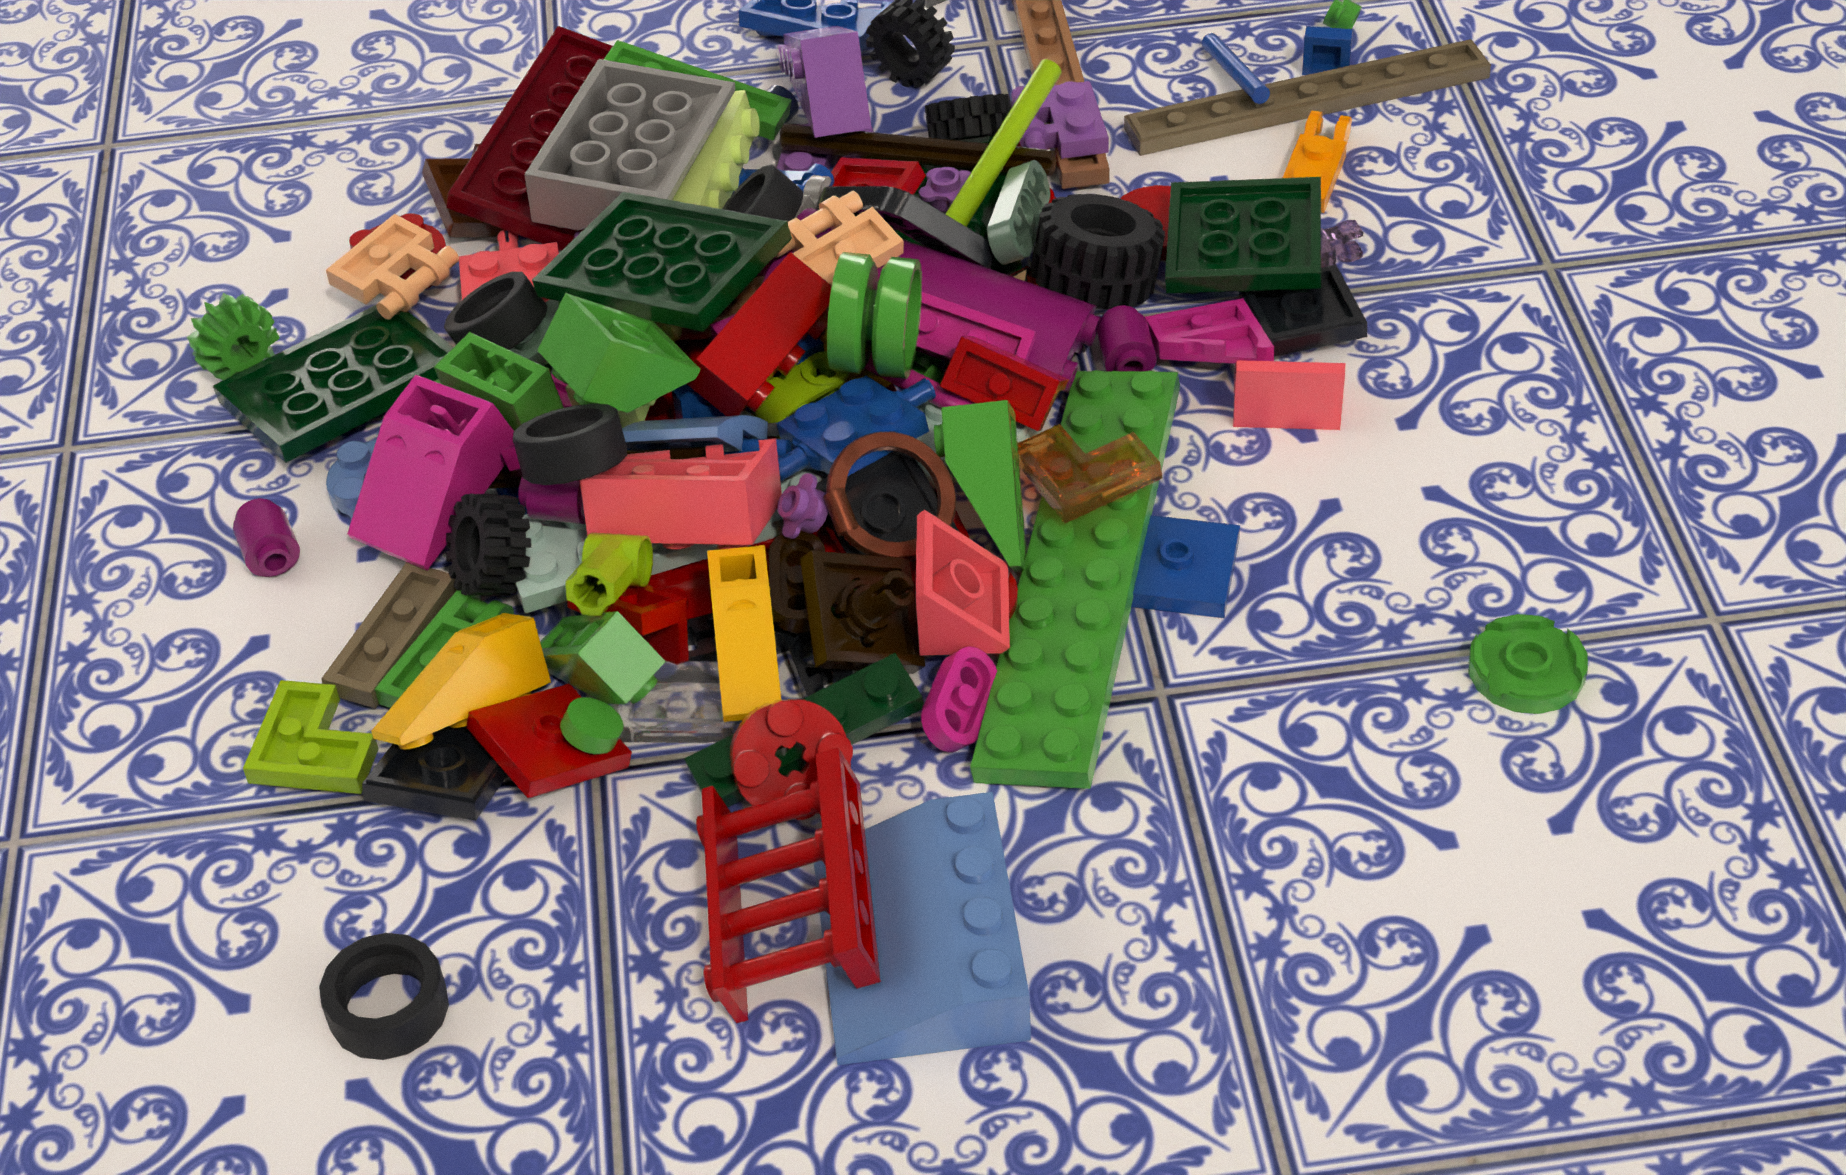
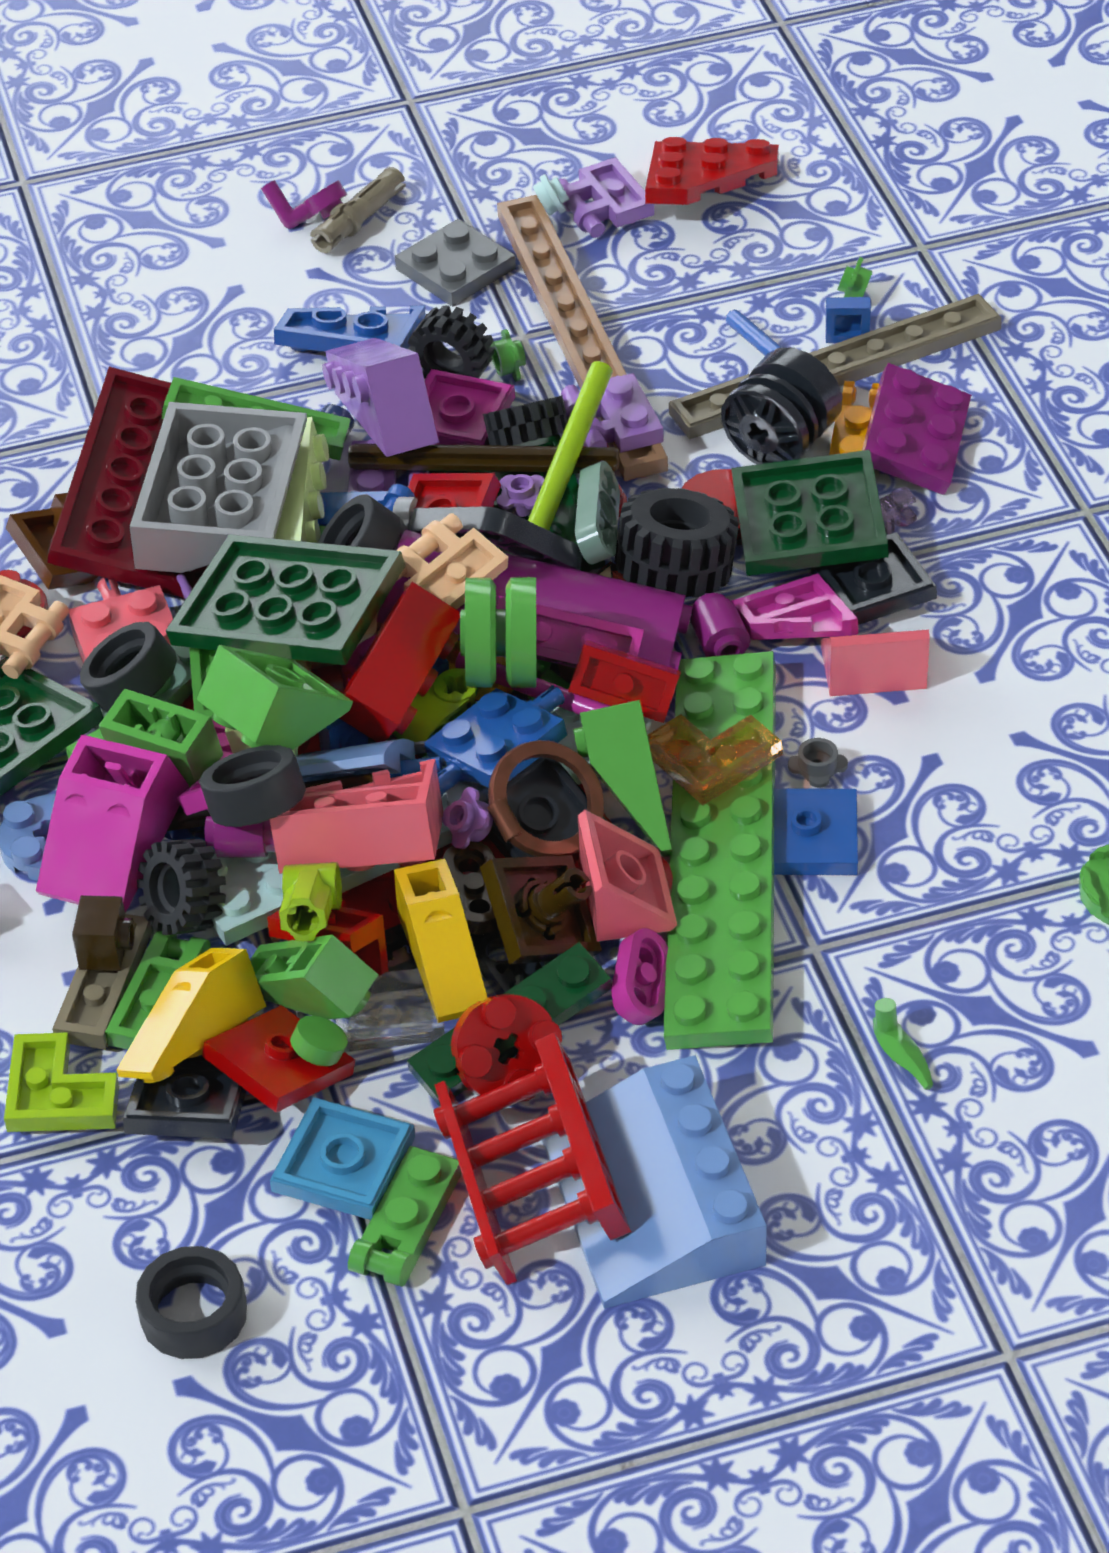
camera: 10 degrees left, 0 degrees up
(393, 584) = (102, 933): none -> dark brown plate
(590, 858) = (342, 1158): none -> dark azure plate
(640, 932) = (406, 1216): none -> bright green plate
(899, 98) = (460, 403): none -> dark pink plate
(969, 56) = (508, 356): none -> bright green plate
(1203, 492) = (817, 761): none -> dark grey plate
(1231, 807) = (898, 1043): none -> bright green bar
(1237, 126) = (781, 407): none -> black wheel
(1378, 164) = (916, 428): none -> magenta plate

